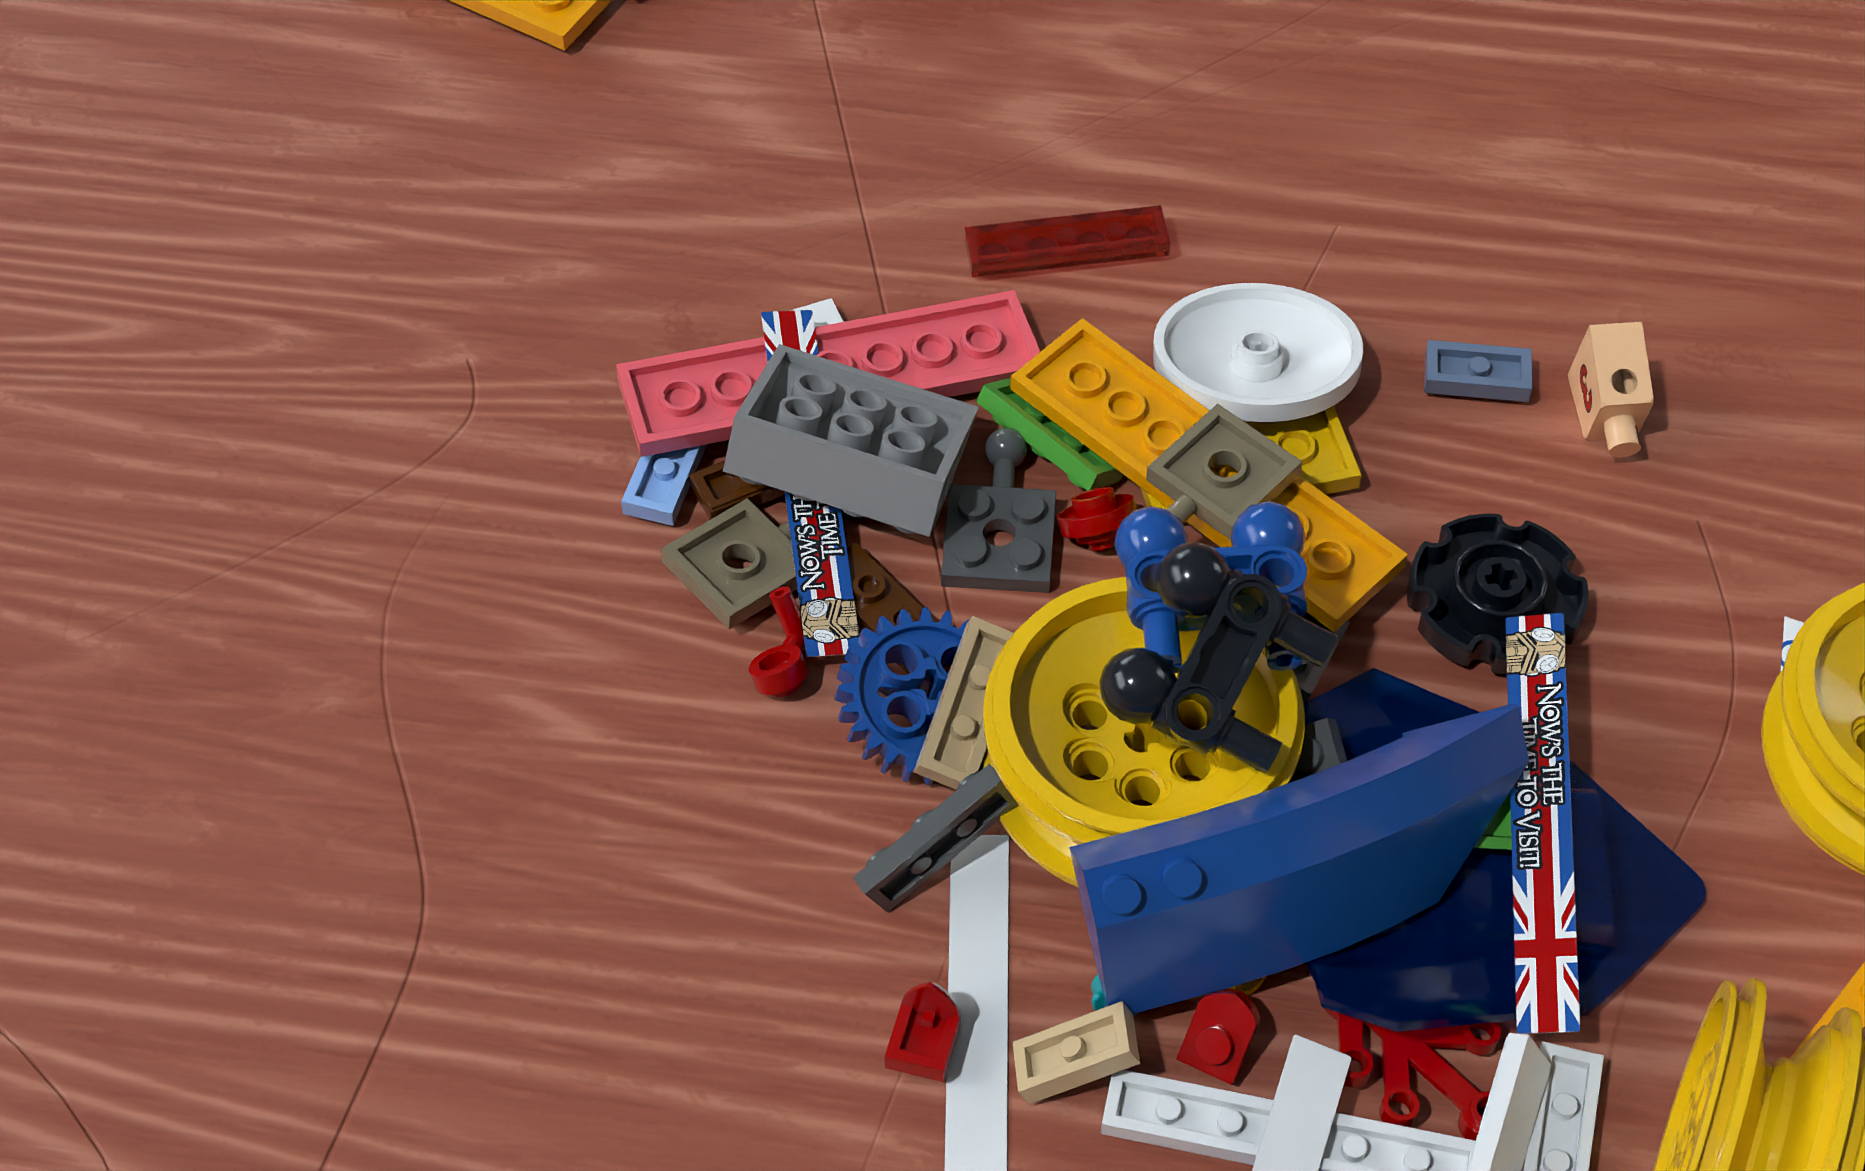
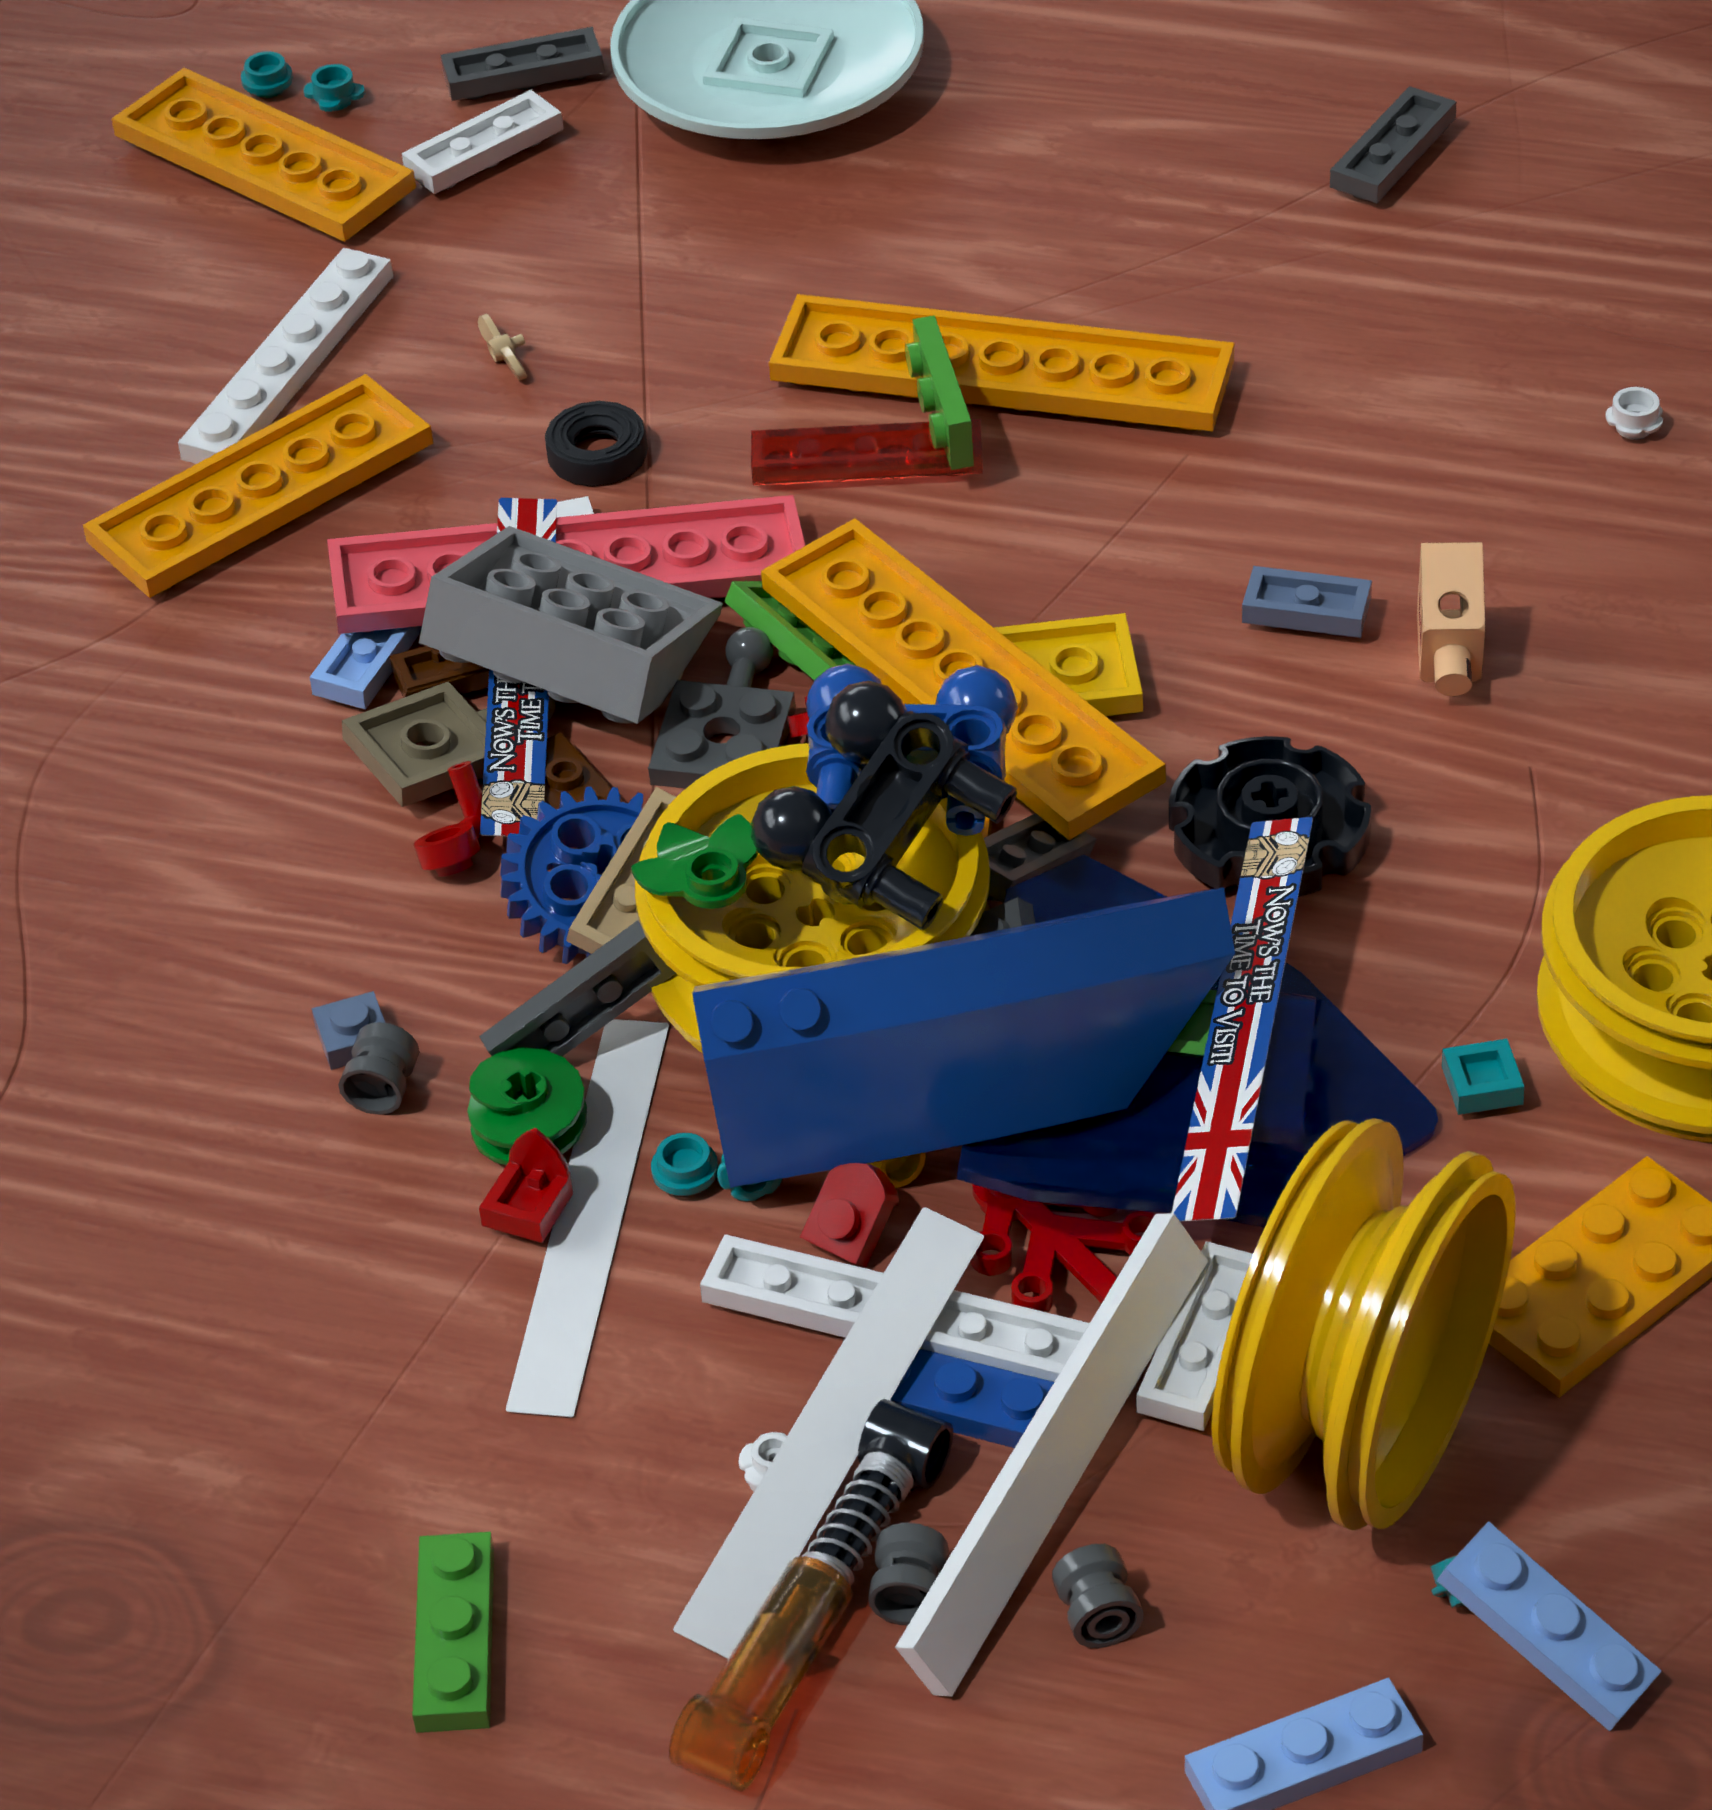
camera: 10 degrees right, 10 degrees down
(534, 173) = (289, 354): none -> white plate
(534, 303) = (257, 485): none -> light orange plate
(724, 149) = (502, 346): none -> tan piece
(726, 865) = (340, 1024): none -> sand blue plate
(762, 909) = (379, 1068): none -> dark grey wheel
(824, 267) = (602, 465): none -> black tyre
(904, 916) = (525, 1092): none -> green piece
(1045, 713) = (700, 867): none -> green plate
(1056, 991) = (684, 1164): none -> teal plate
(1075, 1052) = (686, 1216): tan plate -> none
(1129, 186) = (940, 393): none -> bright green plate
(1165, 145) = (1009, 362): none -> light orange plate
(1220, 441) = (969, 639): dark tan plate -> none
(1259, 351) = (1052, 564): white dish -> none
(1709, 168) = (1635, 412): none -> white plate
(1738, 846) = (1482, 1076): none -> teal plate

